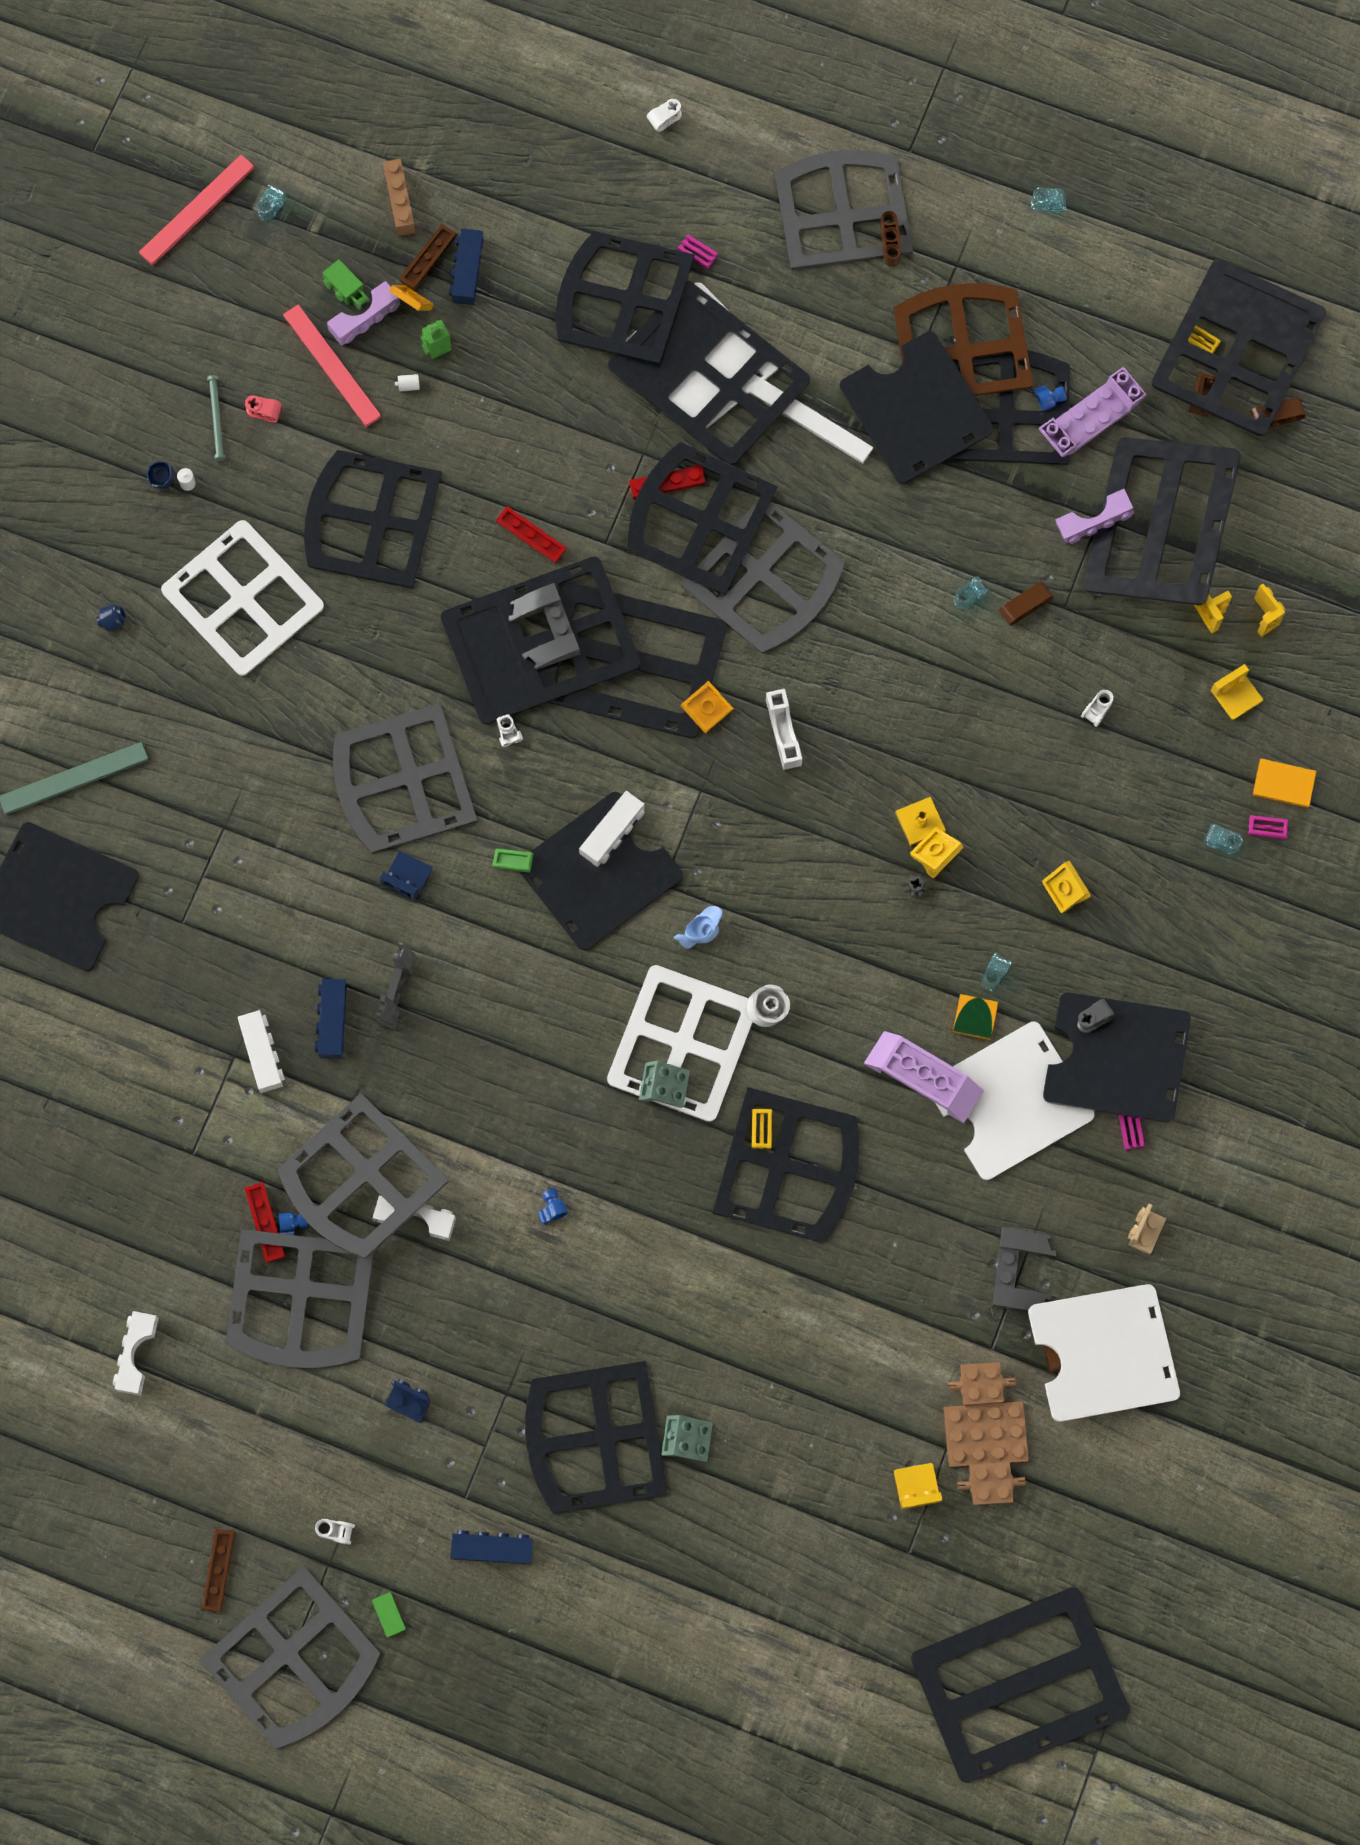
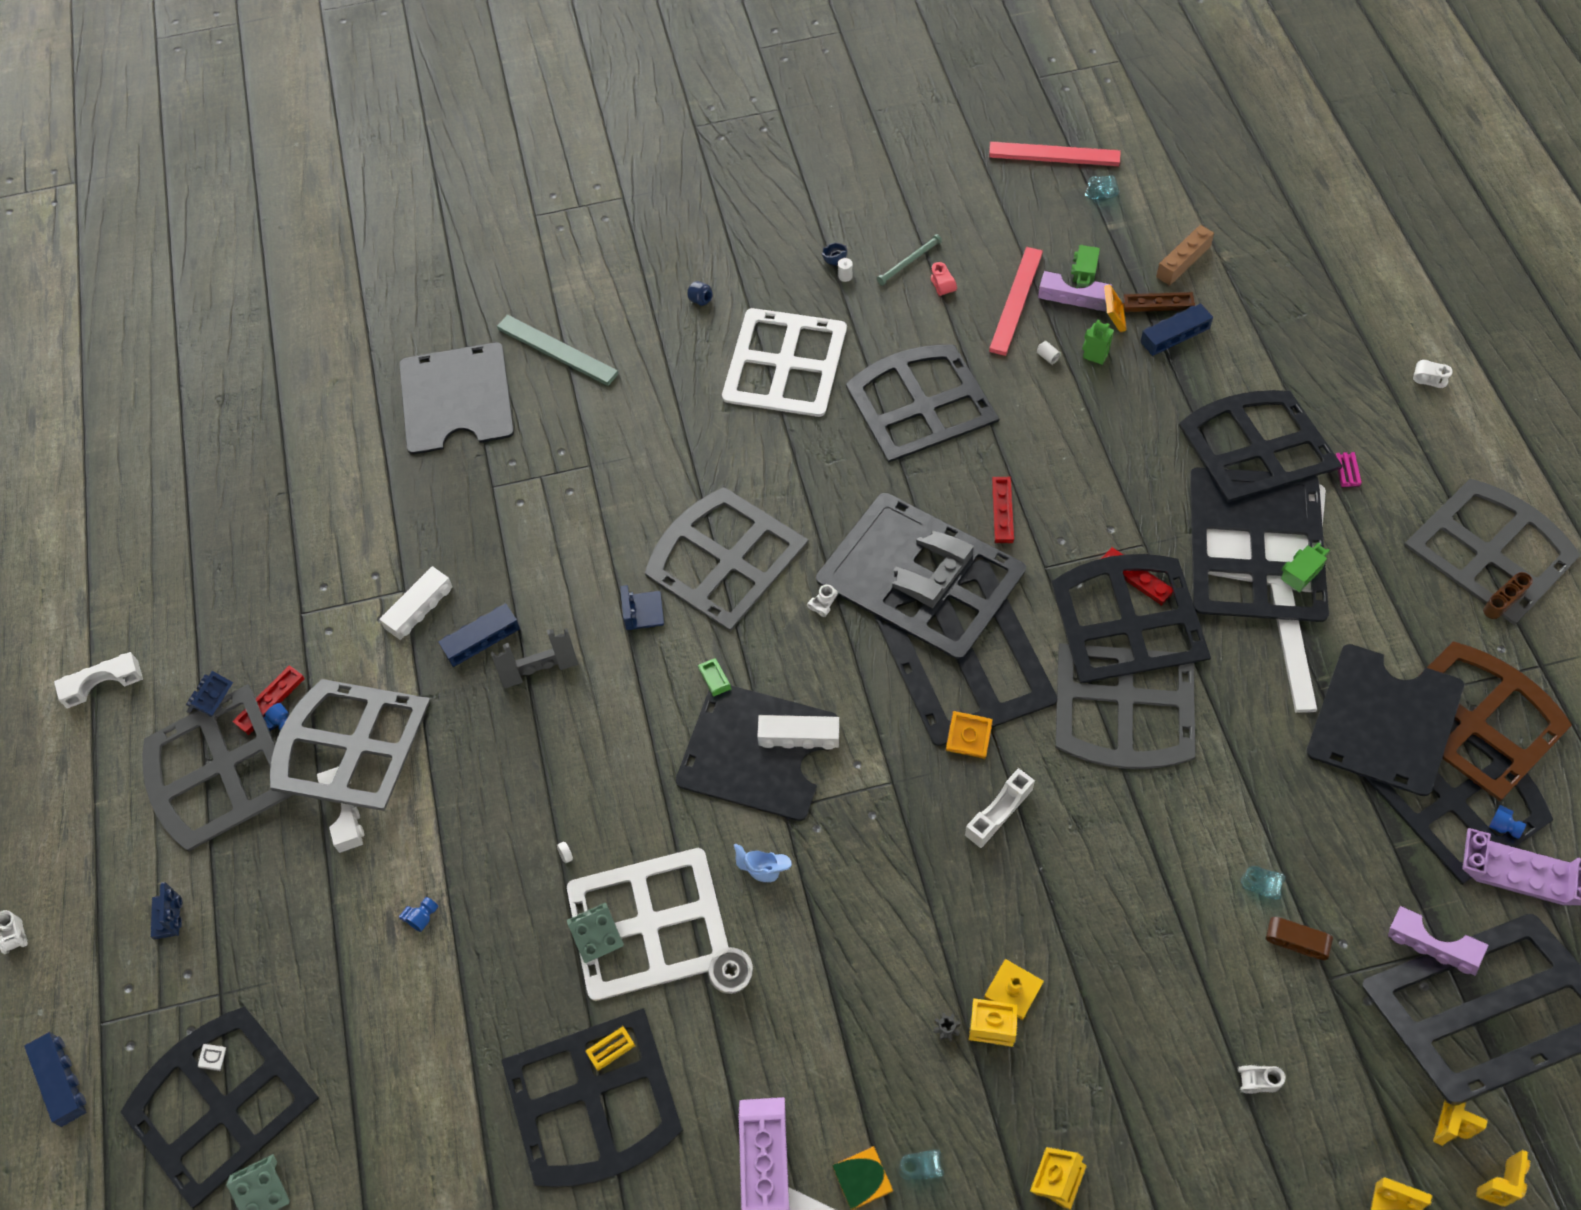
camera: 60 degrees right, 15 degrees down
(226, 1267) = (211, 693): none -> dark blue bracket
(558, 1423) = (212, 1057): none -> white tile
(581, 1068) = (564, 852): none -> white tile
(759, 357) = (1304, 566): none -> bright green brick

